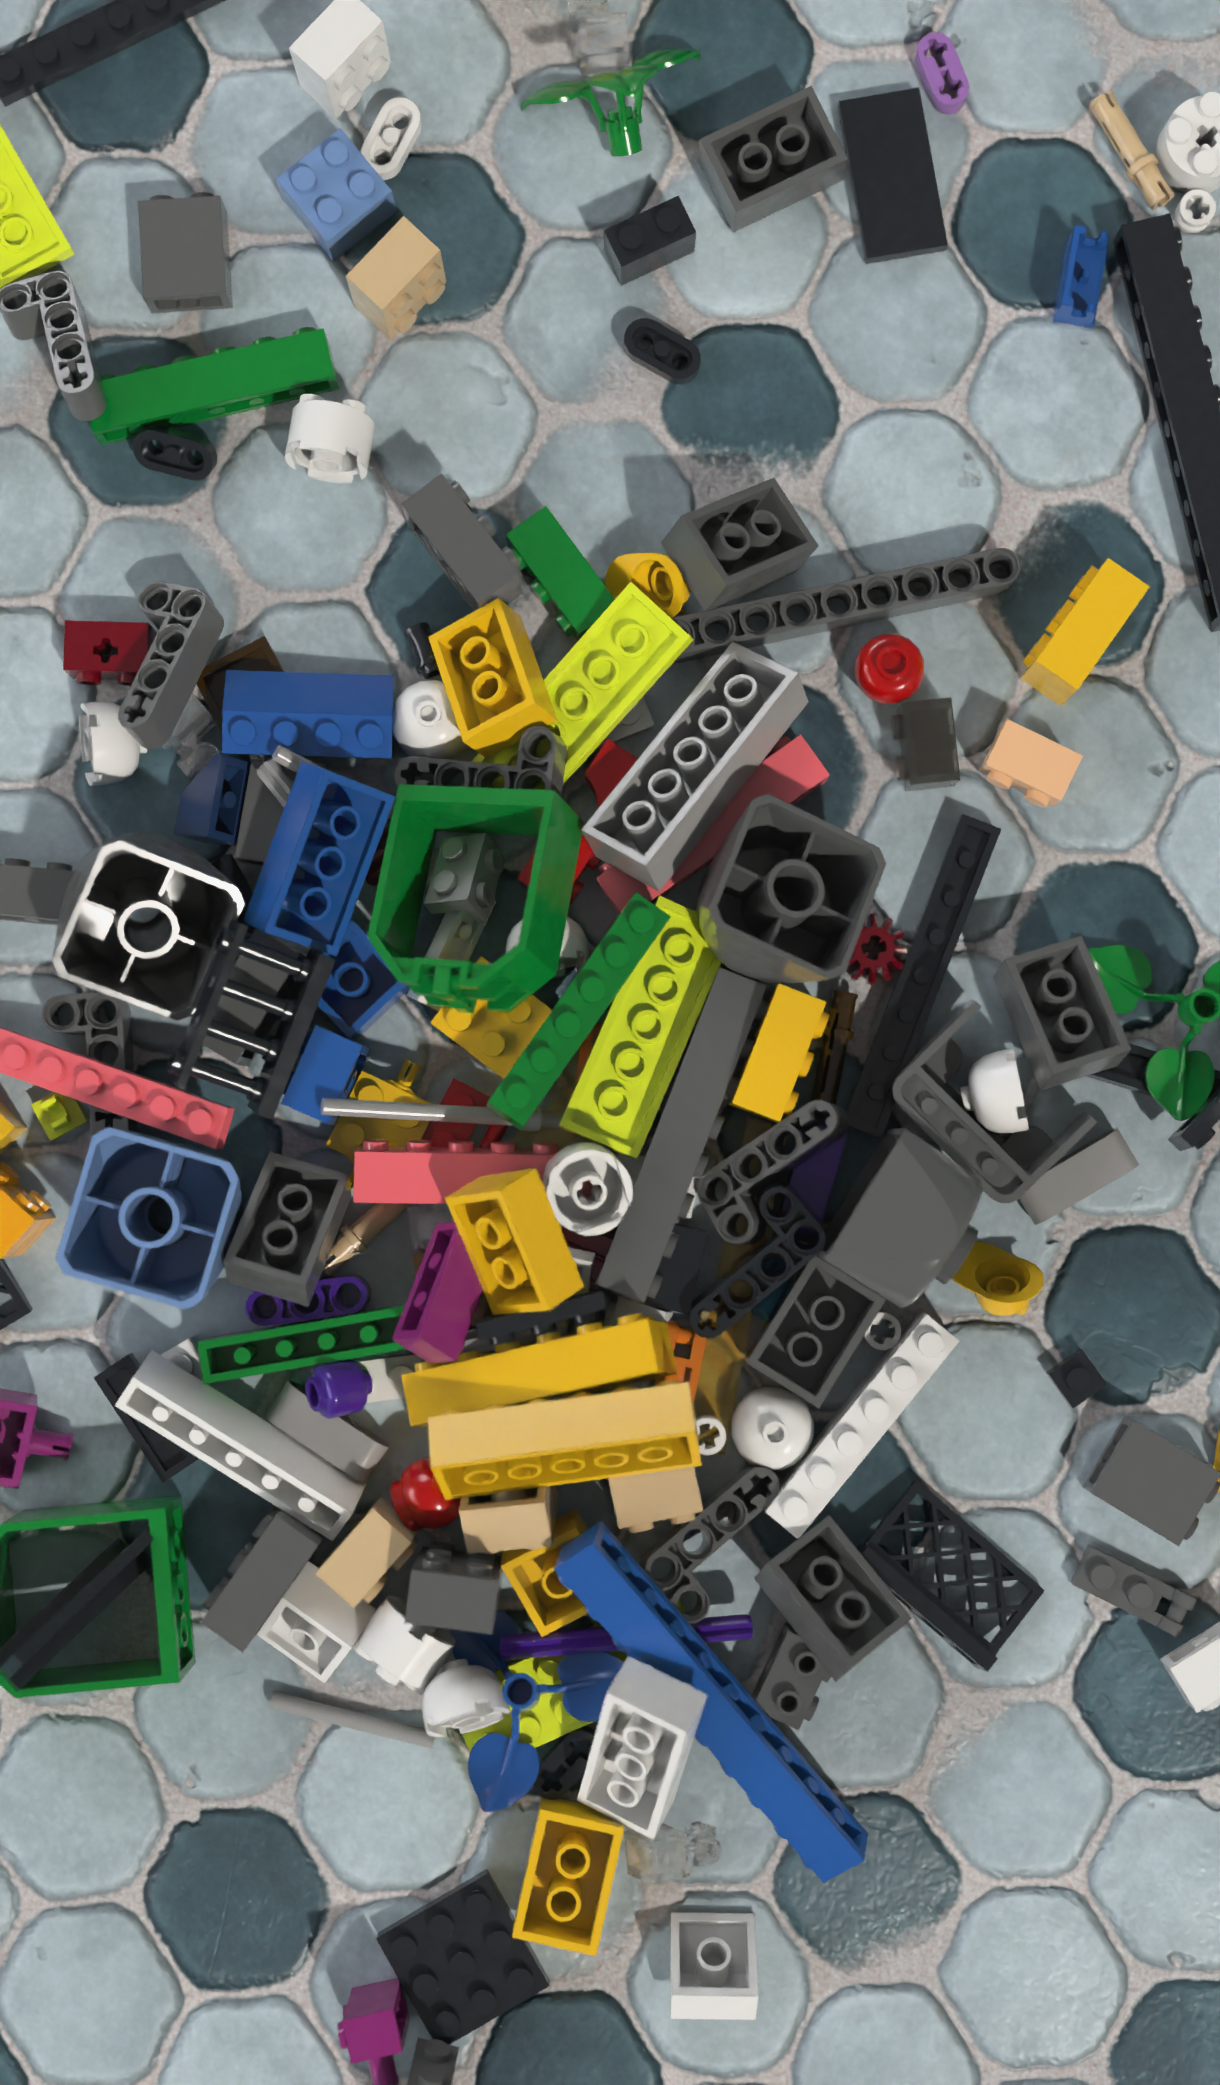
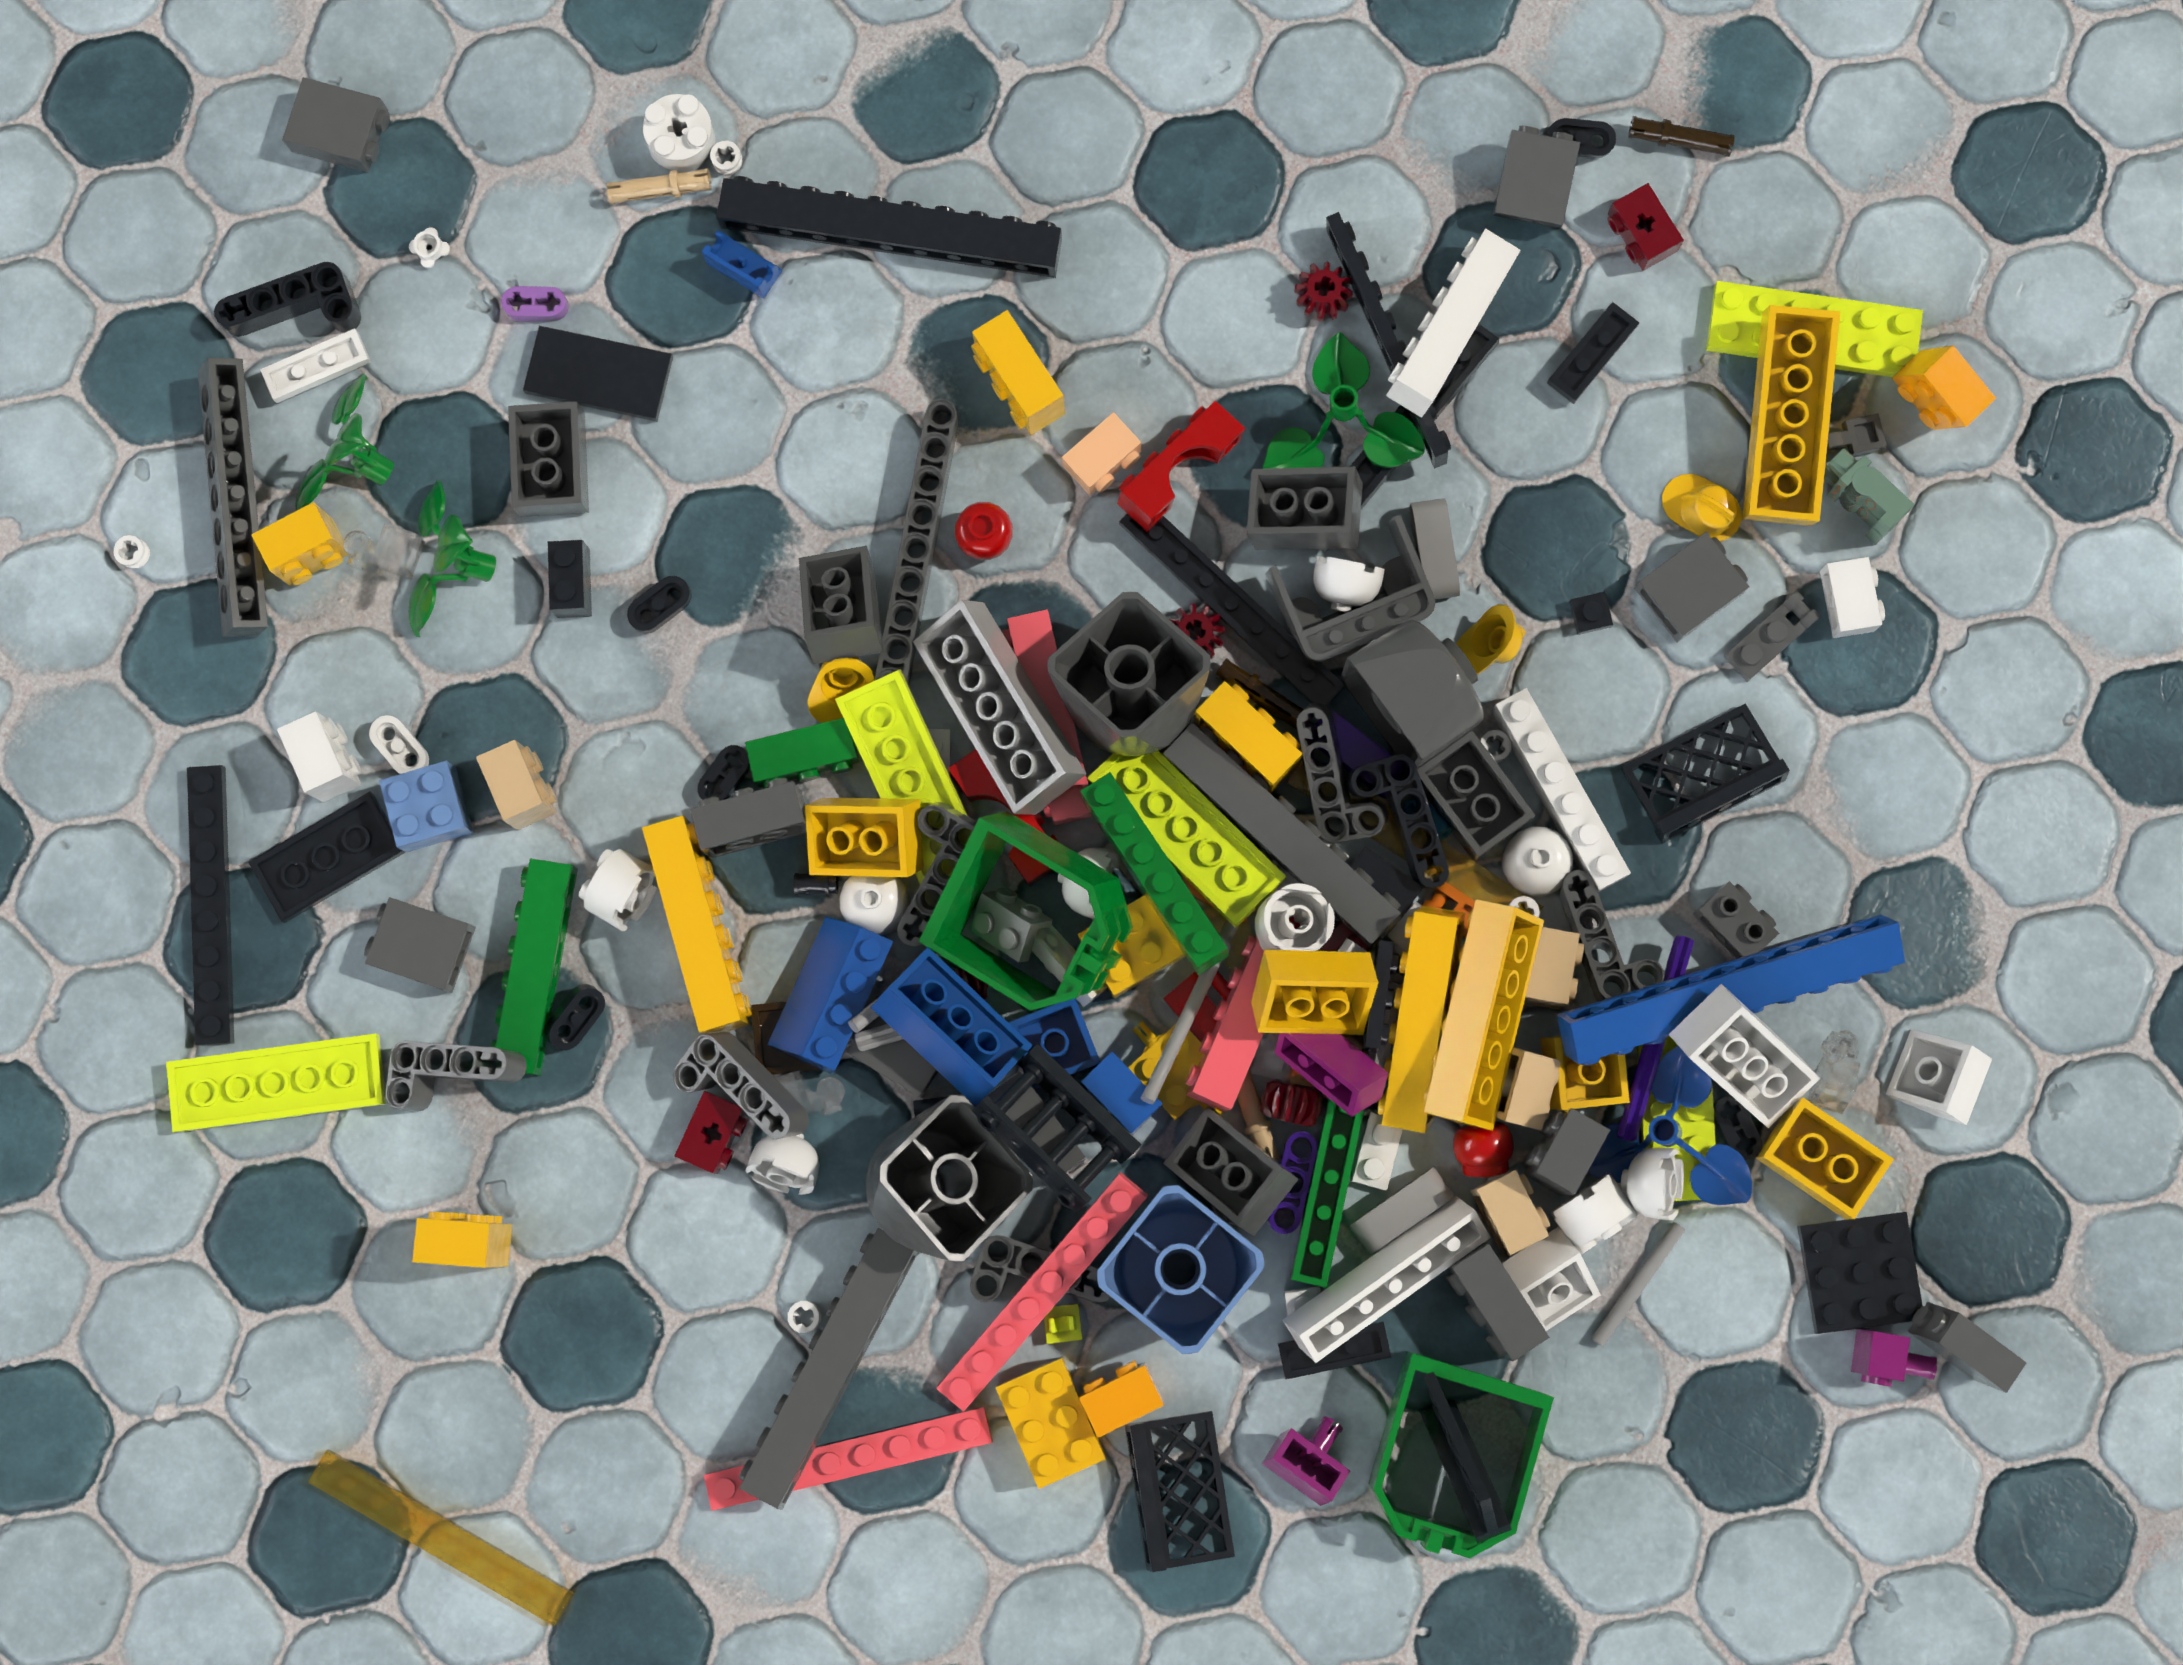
camera: 60 degrees left, 5 degrees down
(214, 802) = (868, 1096): dark blue slope -> none
(238, 112) = (326, 857): none -> black tile
(319, 540) = (696, 926): none -> yellow brick
(338, 1388) = (1372, 1183): dark purple head -> none
(390, 1264) = (1291, 1103): none -> dark red gear
(506, 493) = (717, 770): none -> black beam
(832, 1598) = (1686, 864): dark grey brick -> none
(926, 744) = (1053, 527): clear smoke brick -> none
(1098, 872) = (1208, 437): none -> red arch

